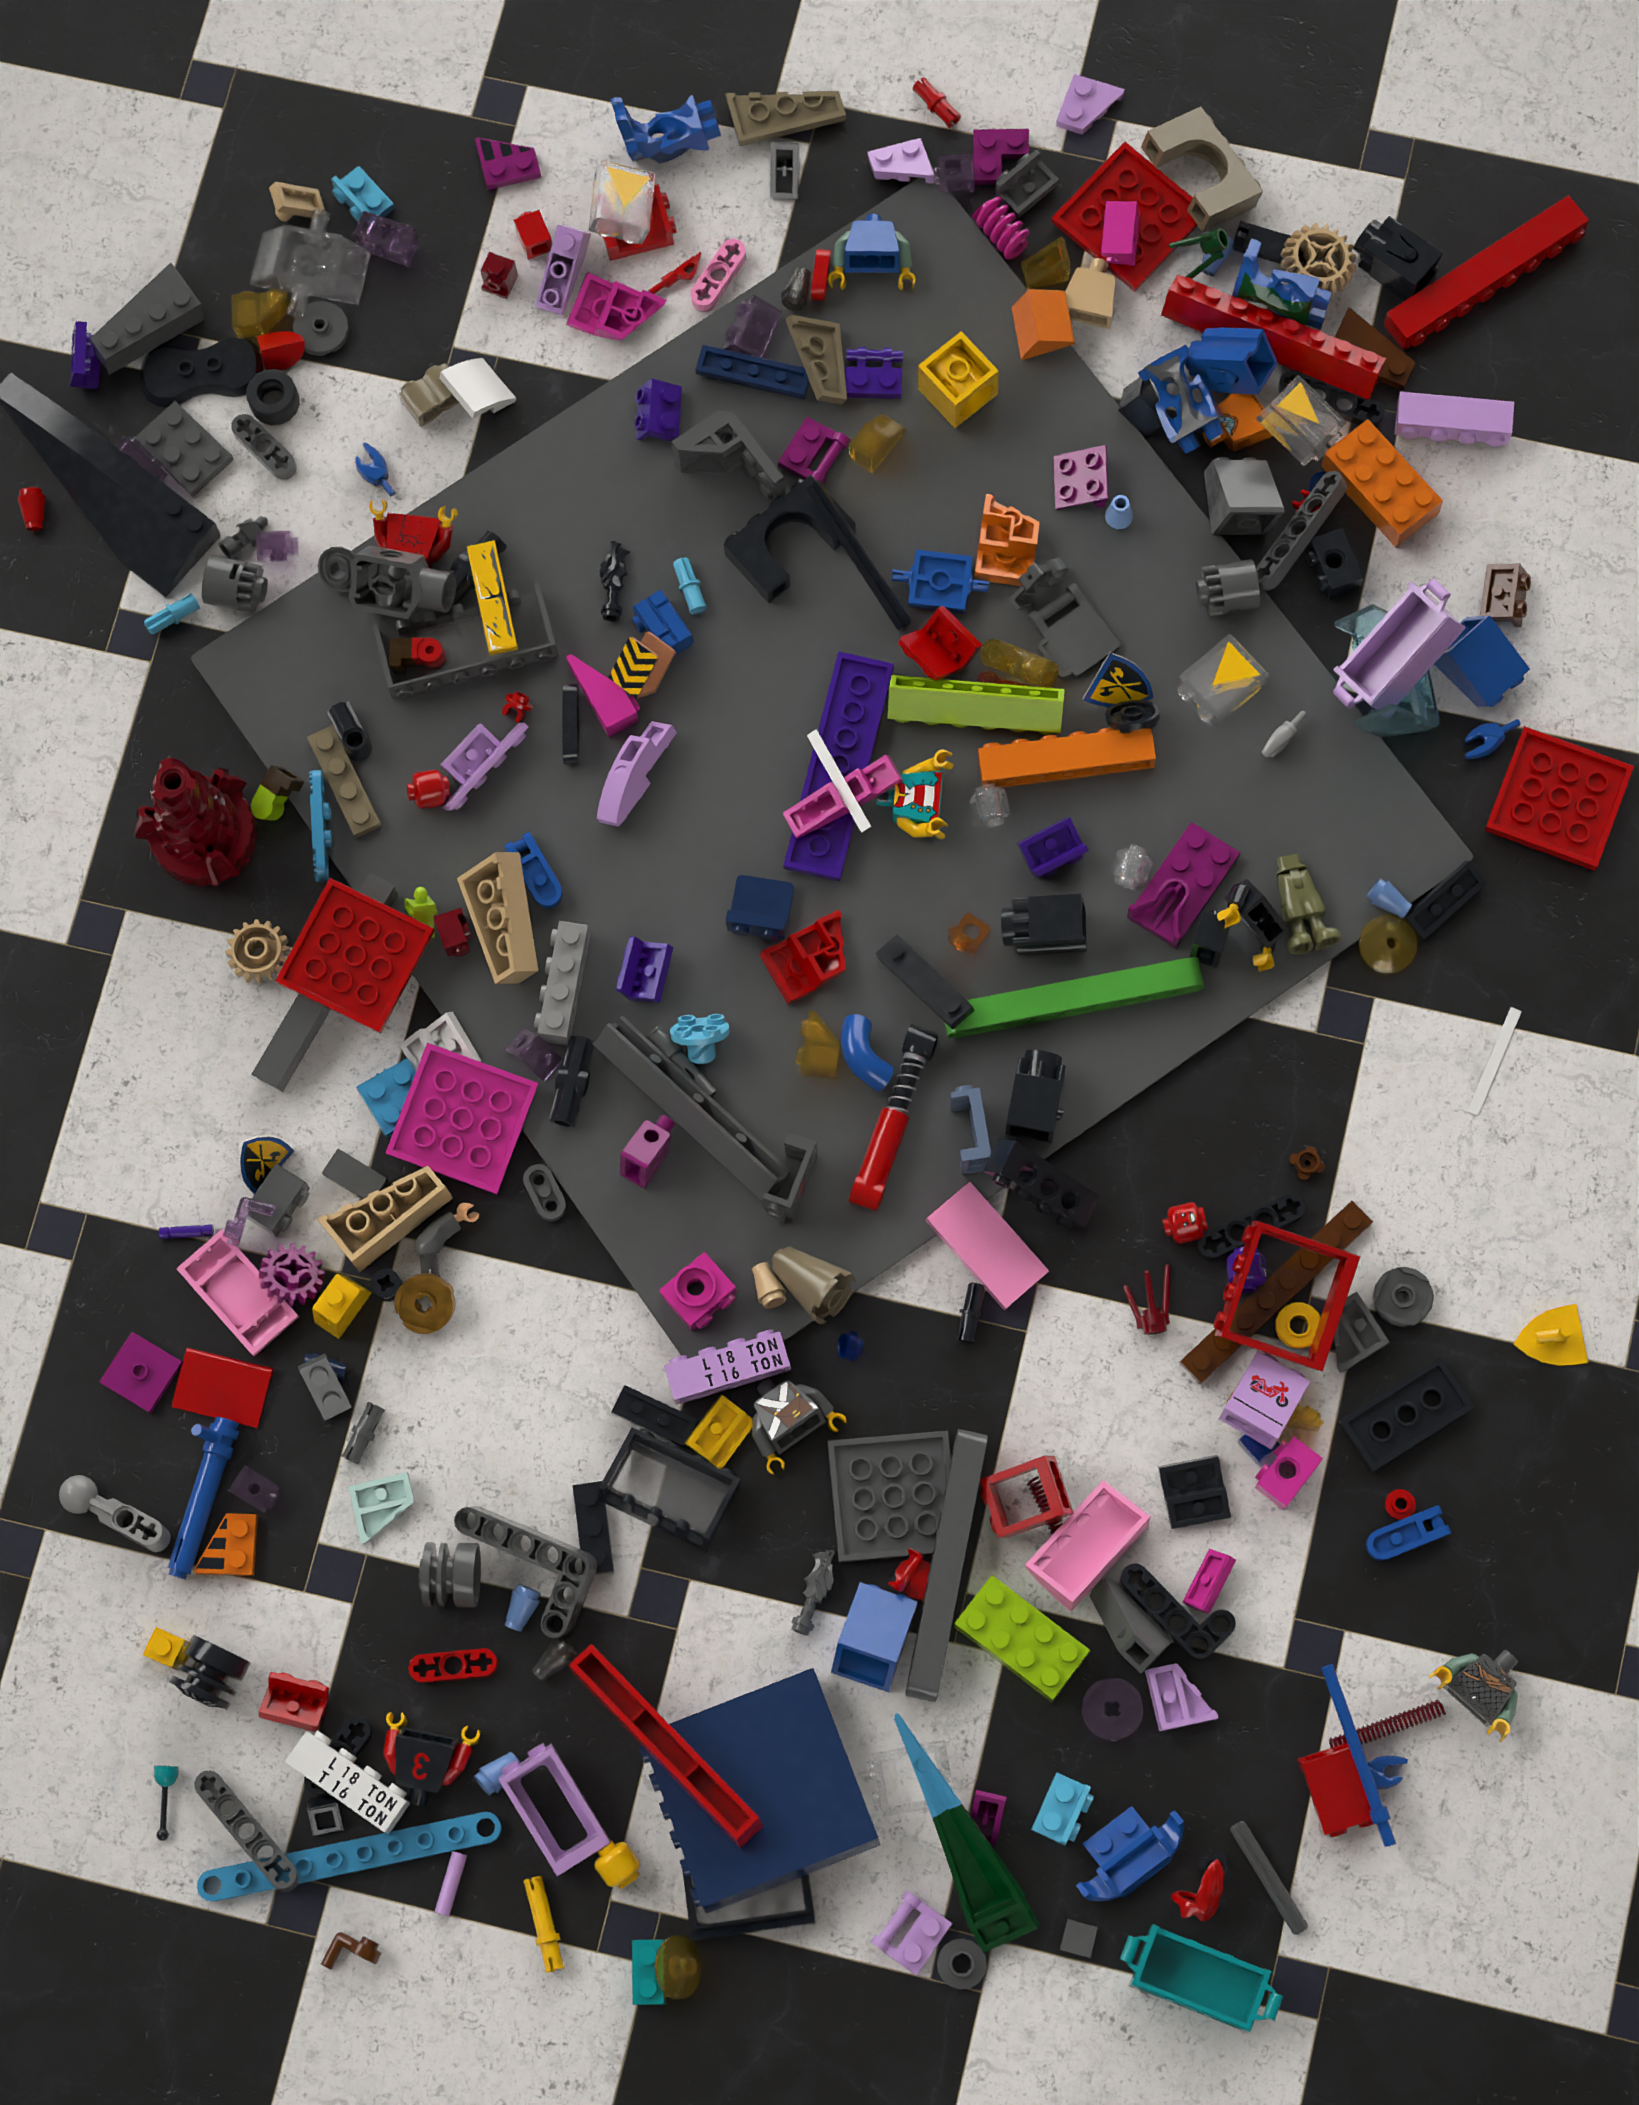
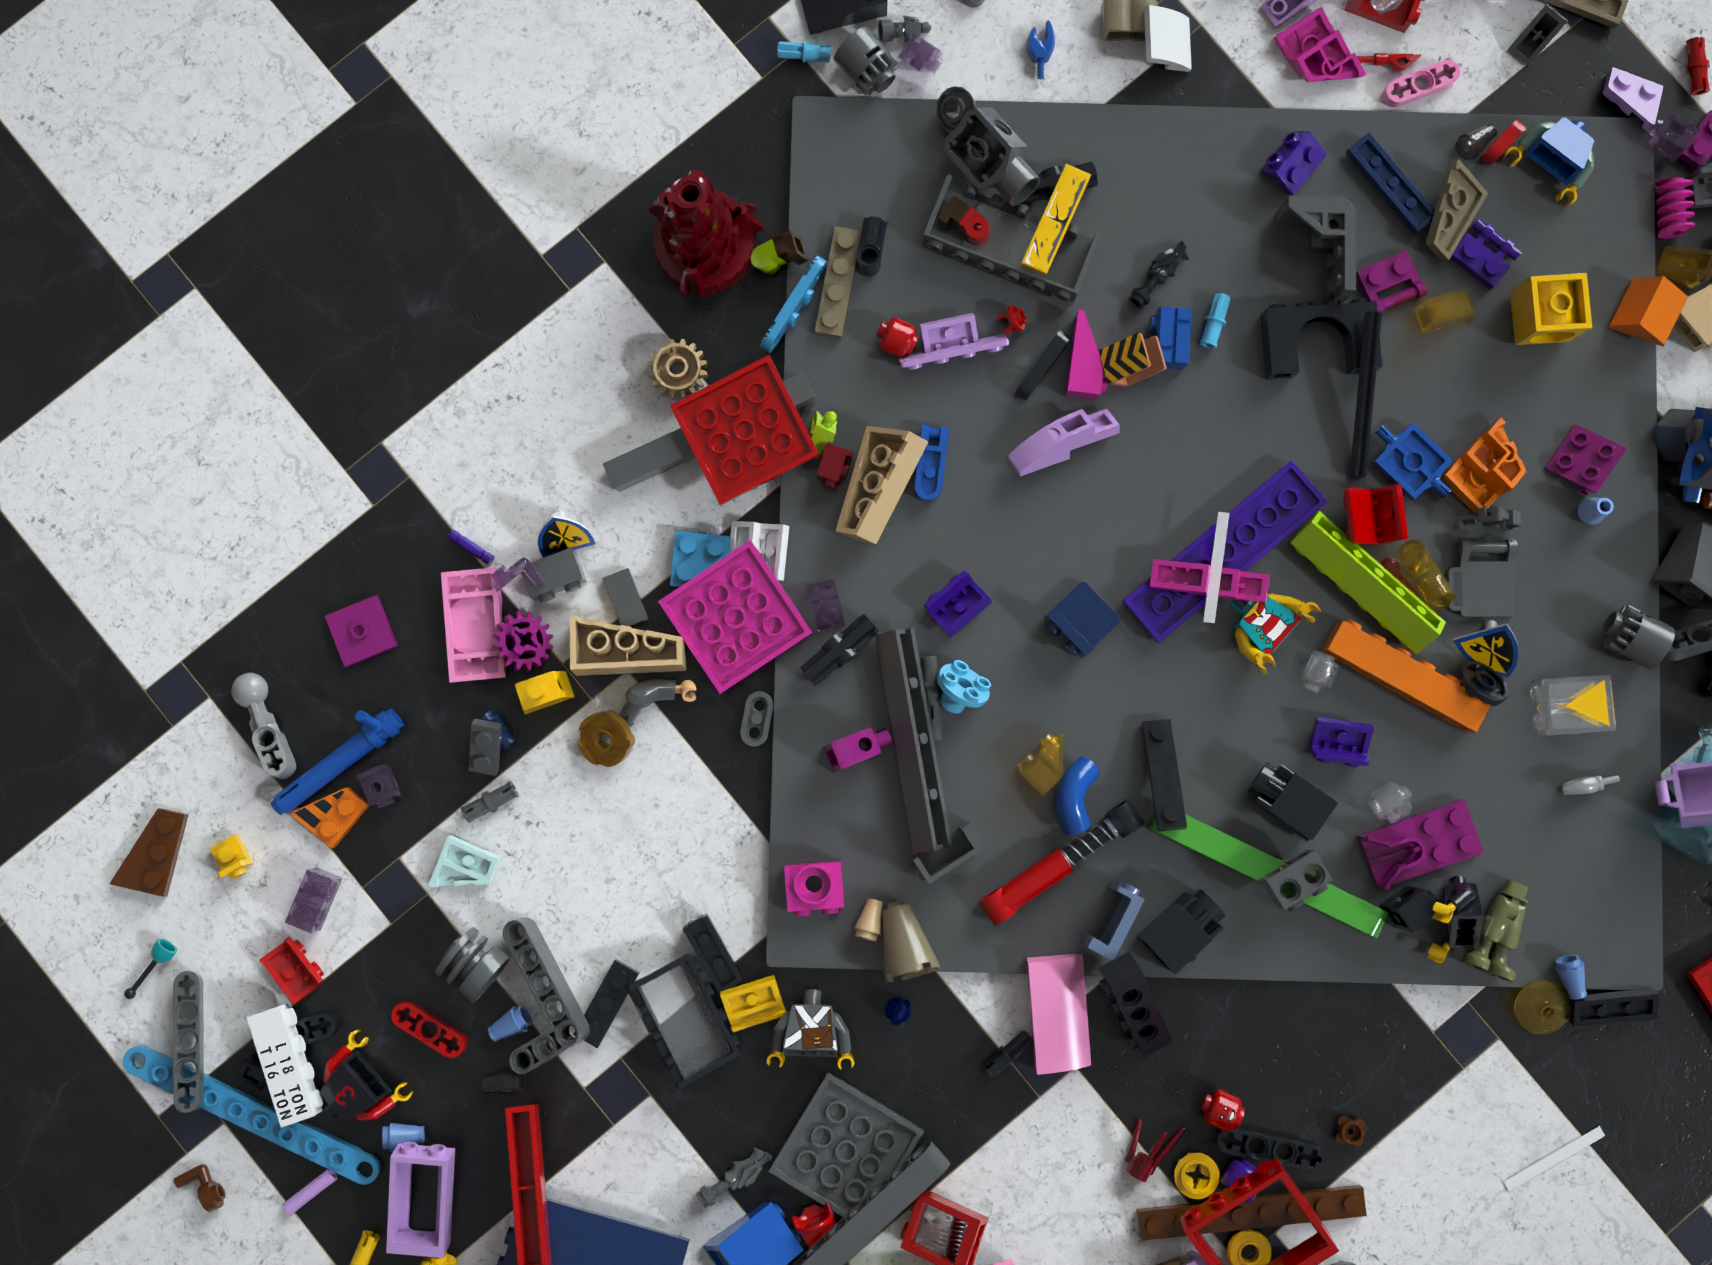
camera: 30 degrees right, 10 degrees up
(96, 1700) = (154, 855): none -> reddish brown wing
(209, 1673) = (243, 904): black wheel -> none
(222, 1387) = (412, 687): red piece -> none
(269, 1627) = (313, 900): none -> clear purple brick
(389, 1287) = (590, 705): black wheel -> none
(414, 533) = (1033, 122): red torso -> none
(564, 982) = (884, 572): light grey brick -> none
(727, 1367) = (793, 962): lavender brick -> none
(752, 327) = (1418, 146): clear purple bracket -> none
(807, 958) = (1088, 686): red slope -> none
(962, 941) = (1215, 761): clear orange bracket -> none
(1091, 981) = (1293, 872): none -> dark grey brick
(1192, 1290) = (1203, 1186): none -> yellow gear

